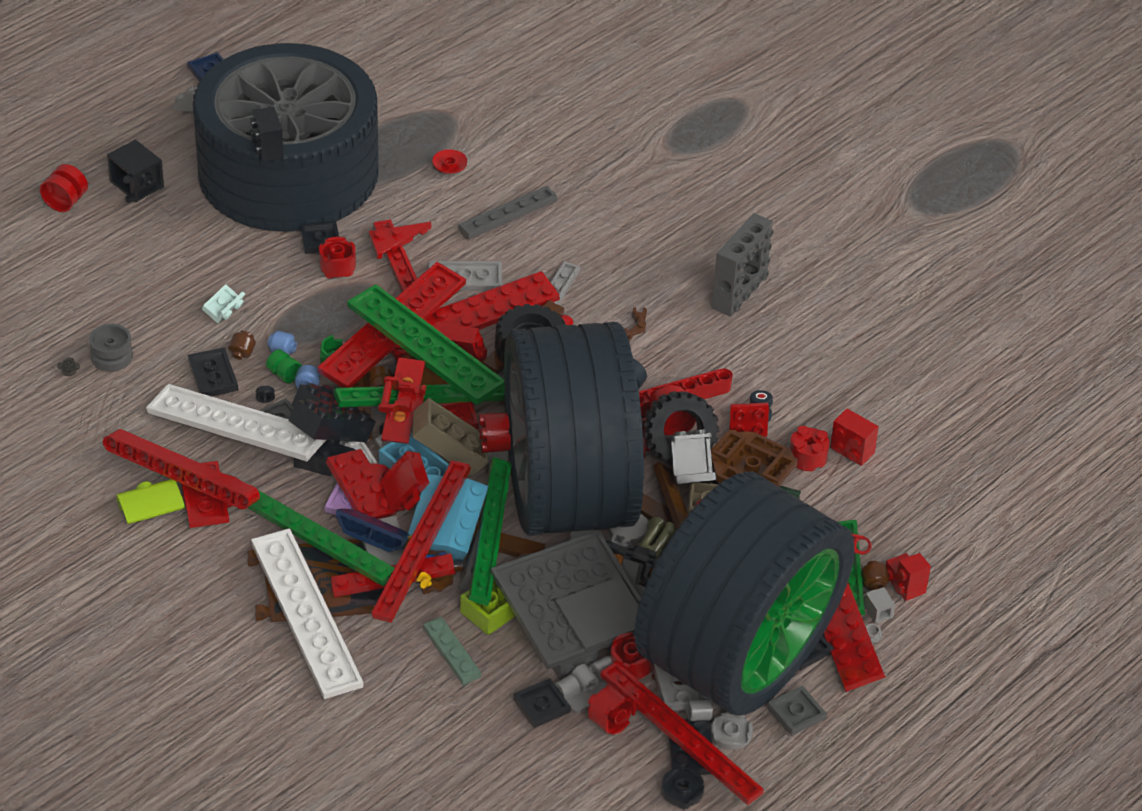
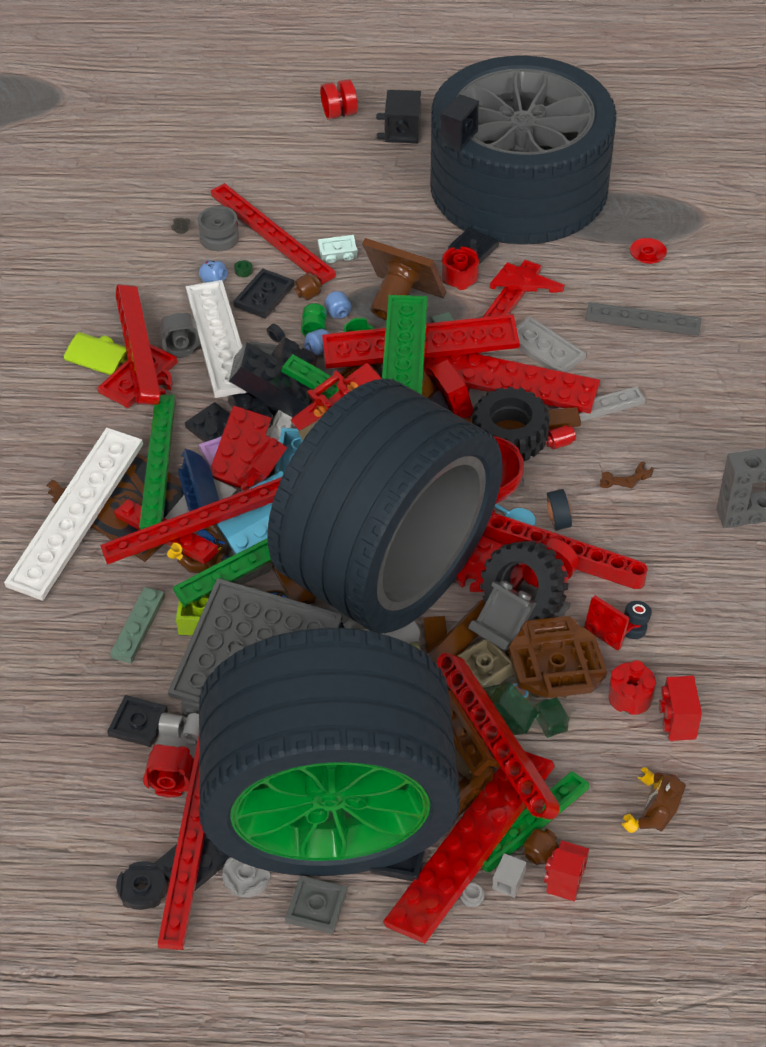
camera: 50 degrees right, 5 degrees up
(152, 382) = (213, 271): none -> medium blue head
(153, 324) = (273, 233): none -> red plate
(166, 366) = (243, 268): none -> dark green tile
(200, 441) = (179, 334): none -> dark grey brick
(309, 488) = (208, 423): none -> black plate
(316, 286) = (400, 274): none -> reddish brown piece
(908, 496) = (661, 804): none -> reddish brown torso

